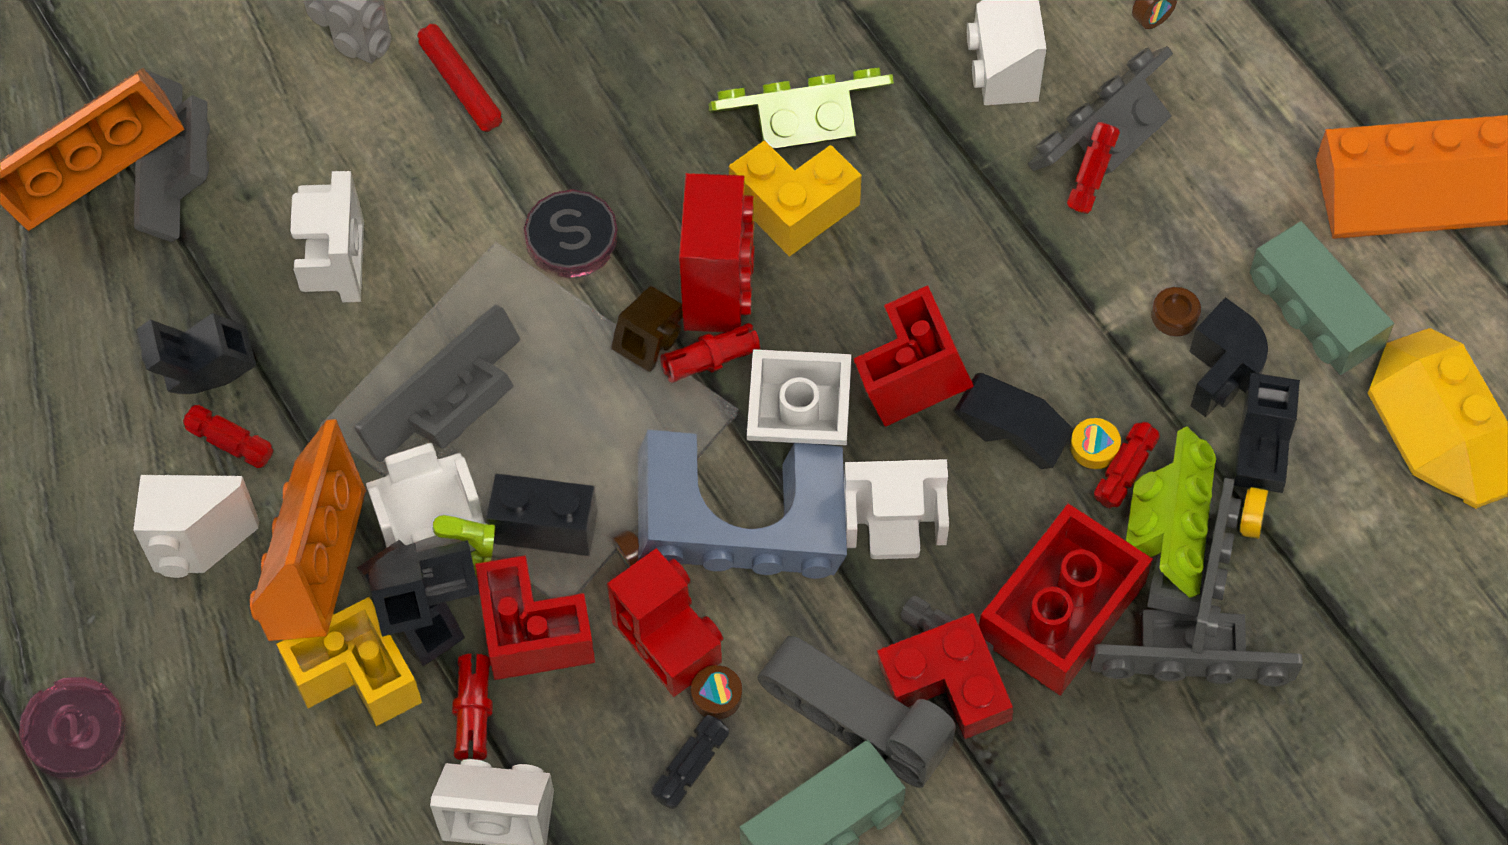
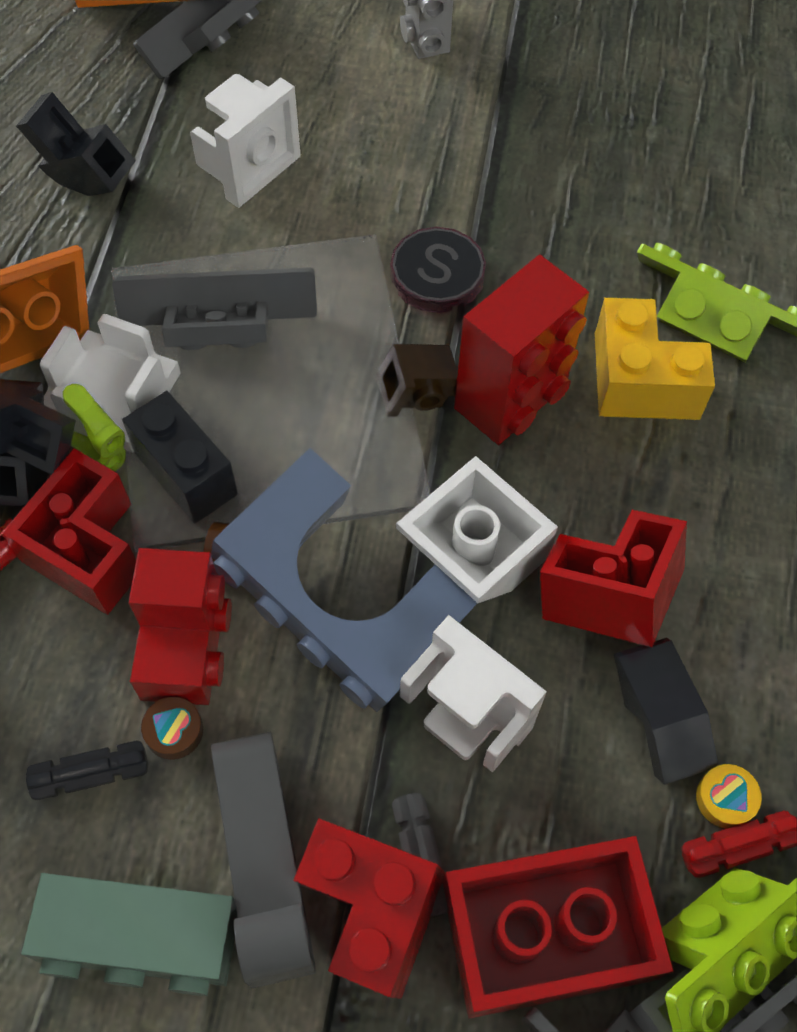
camera: 40 degrees right, 0 degrees up
(228, 436) = (42, 221): red axle -> none
(459, 77) = (468, 106): red axle -> none
(709, 352) = (451, 438): red pin -> none

